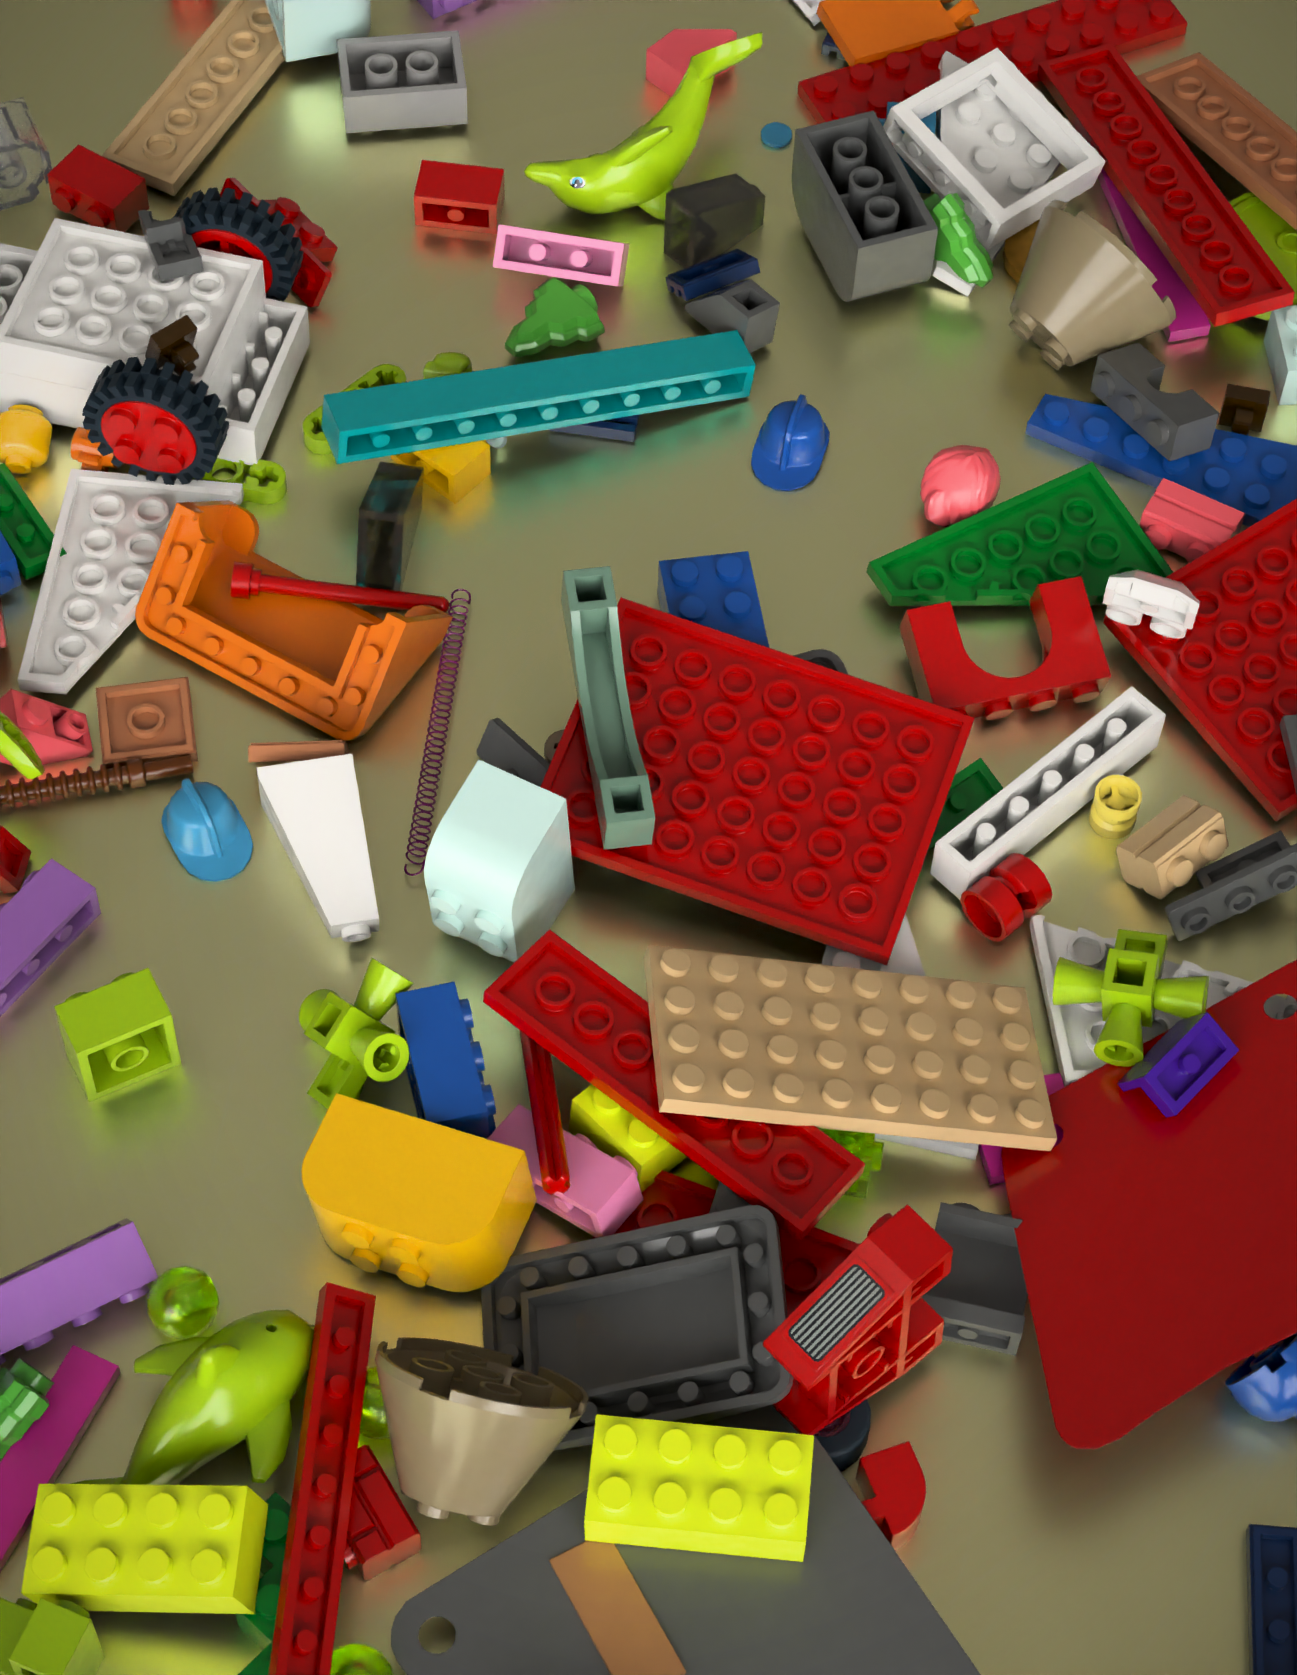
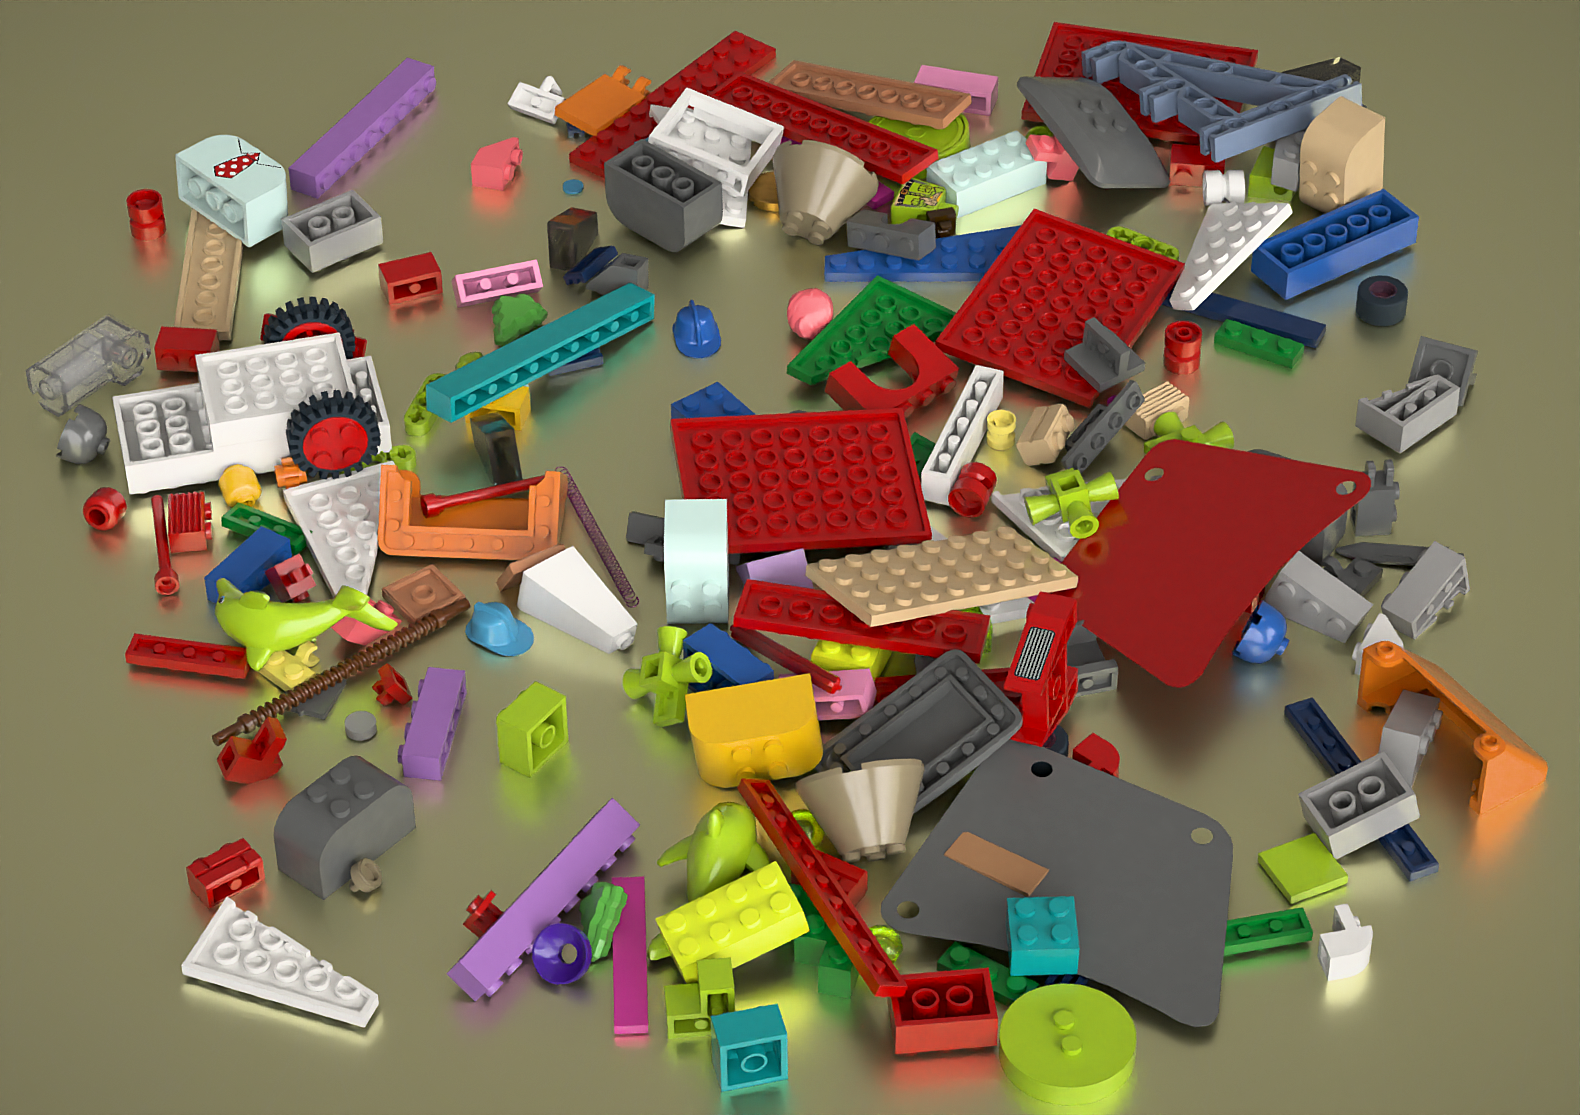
camera: 25 degrees left, 15 degrees down
(170, 247) = (278, 343): dark grey slope -> none
(175, 345) = (329, 382): dark brown tile -> none
(182, 1302) = (659, 831): clear neon green piece -> none
(611, 744) = (671, 433): sand green arch -> none
(631, 915) = (781, 569): none -> lavender slope
(654, 155) = (516, 215): lime animal -> none
(699, 1488) = (1003, 784): neon yellow brick -> none
(957, 240) = (732, 197): bright green rock -> none
(1141, 593) = (966, 317): white slope -> none
(1181, 1063) = (1121, 515): dark purple panel -> none
(1188, 521) = (949, 285): coral brick -> none
(1230, 356) = (916, 198): none -> lime torso

